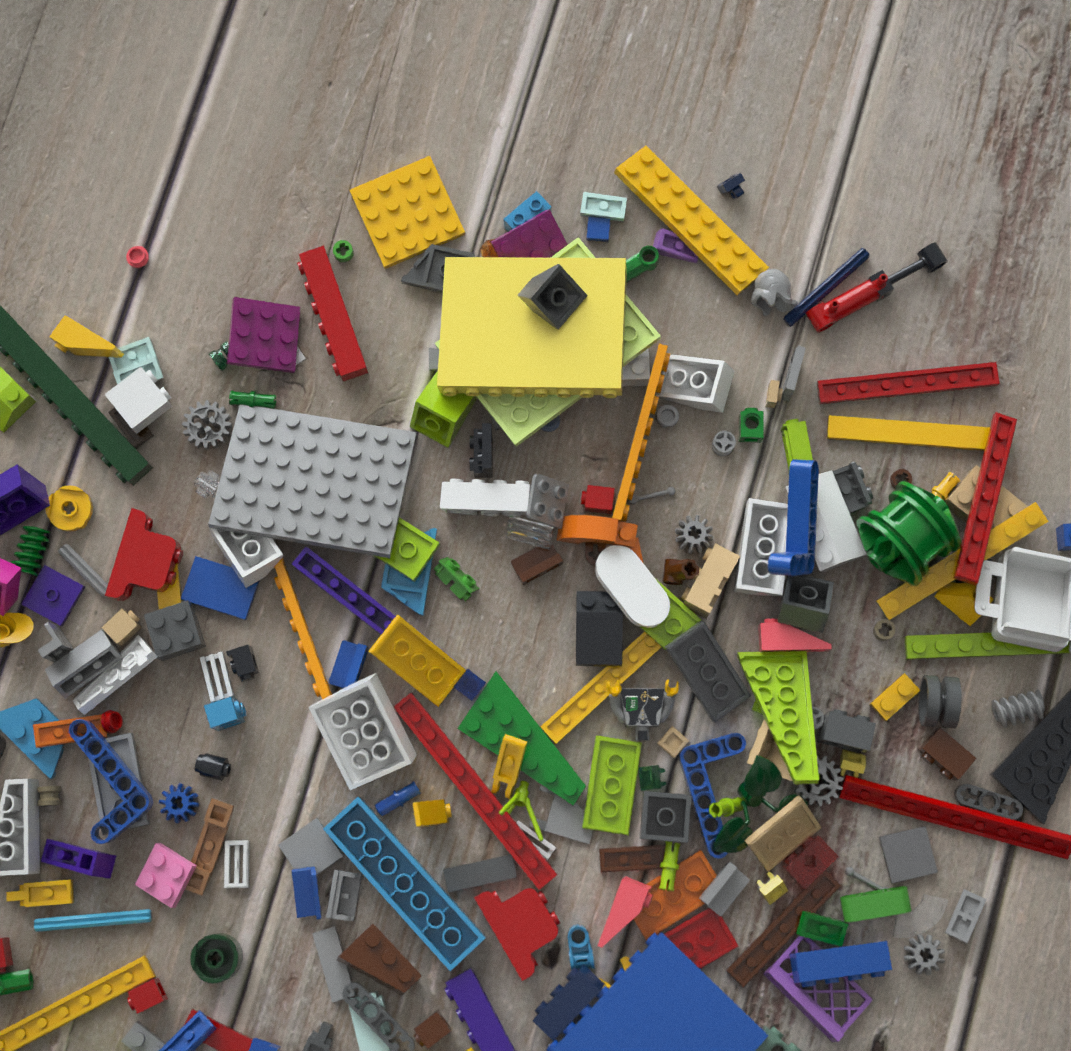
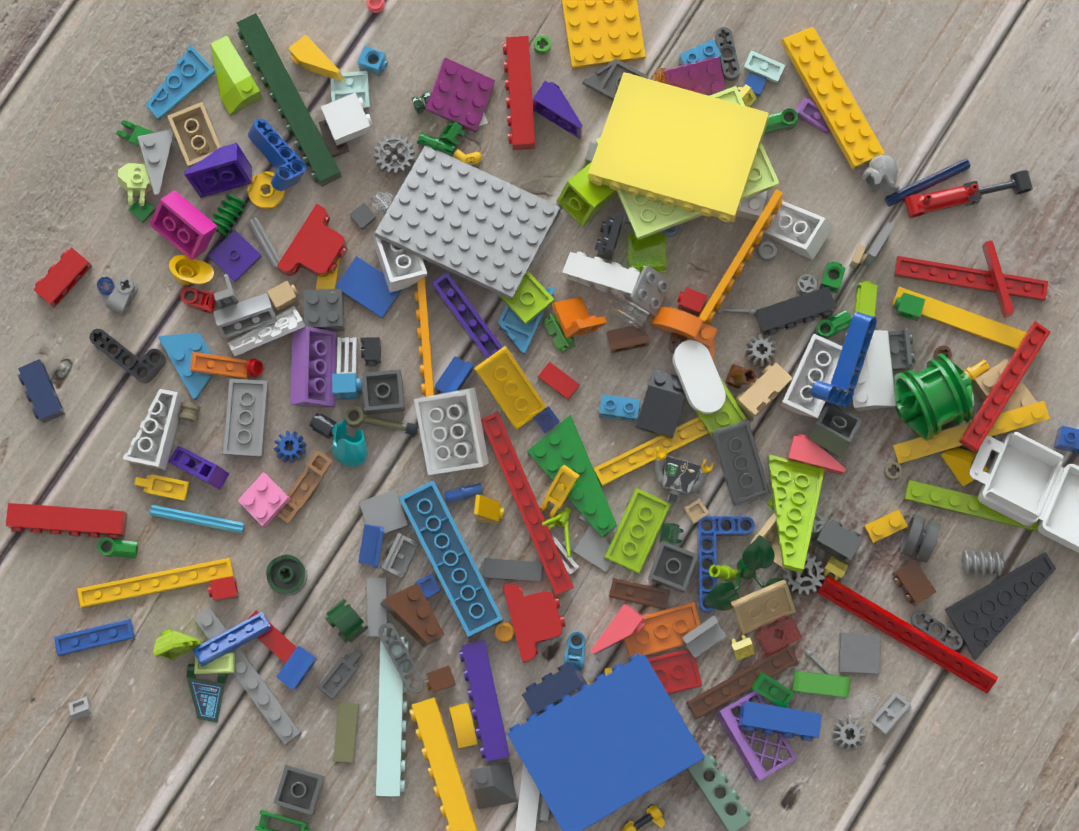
camera: 15 degrees right, 0 degrees up
(28, 659) = (203, 299): none -> red piece
(86, 471) = (287, 163): none -> blue beam
(114, 779) = (246, 412): blue beam -> none
(143, 319) = (368, 54): none -> dark azure brick
(179, 701) = (313, 367): none -> medium lavender slope
(190, 507) = (362, 216): none -> dark grey tile
(227, 870) = (329, 509): white tile -> none
(252, 787) = (350, 450): none -> teal helmet
(265, 381) = (450, 132): none -> green tile
(270, 707) = (383, 392): none -> dark grey brick
(297, 405) = (471, 159): none -> yellow arm
(301, 993) = (346, 621): none -> dark green brick
(313, 741) = (409, 428): none -> olive piece
(376, 318) = (554, 106): none -> dark purple slope
(386, 921) = (428, 585): none -> blue plate
(470, 557) = (575, 318): none -> orange bracket
(471, 635) = (558, 380): none -> red tile
(491, 950) = (504, 632): none -> light orange tile
(531, 457) = (647, 252): none -> clear neon green bracket
(544, 192) = (729, 40): none -> dark grey beam
(550, 647) = (619, 408): none -> dark azure brick
(553, 295) = (701, 126): dark grey slope -> none
(594, 244) = (747, 95): none -> light yellow tile
(669, 866) = (665, 606): lime pin -> none
(719, 477) = (795, 310): none -> black brick
(732, 186) = (874, 79): dark blue tile -> none
(769, 480) = (834, 324): none -> green piece
(848, 435) = (909, 306): none -> green brick
(939, 375) = (998, 279): none -> red tile

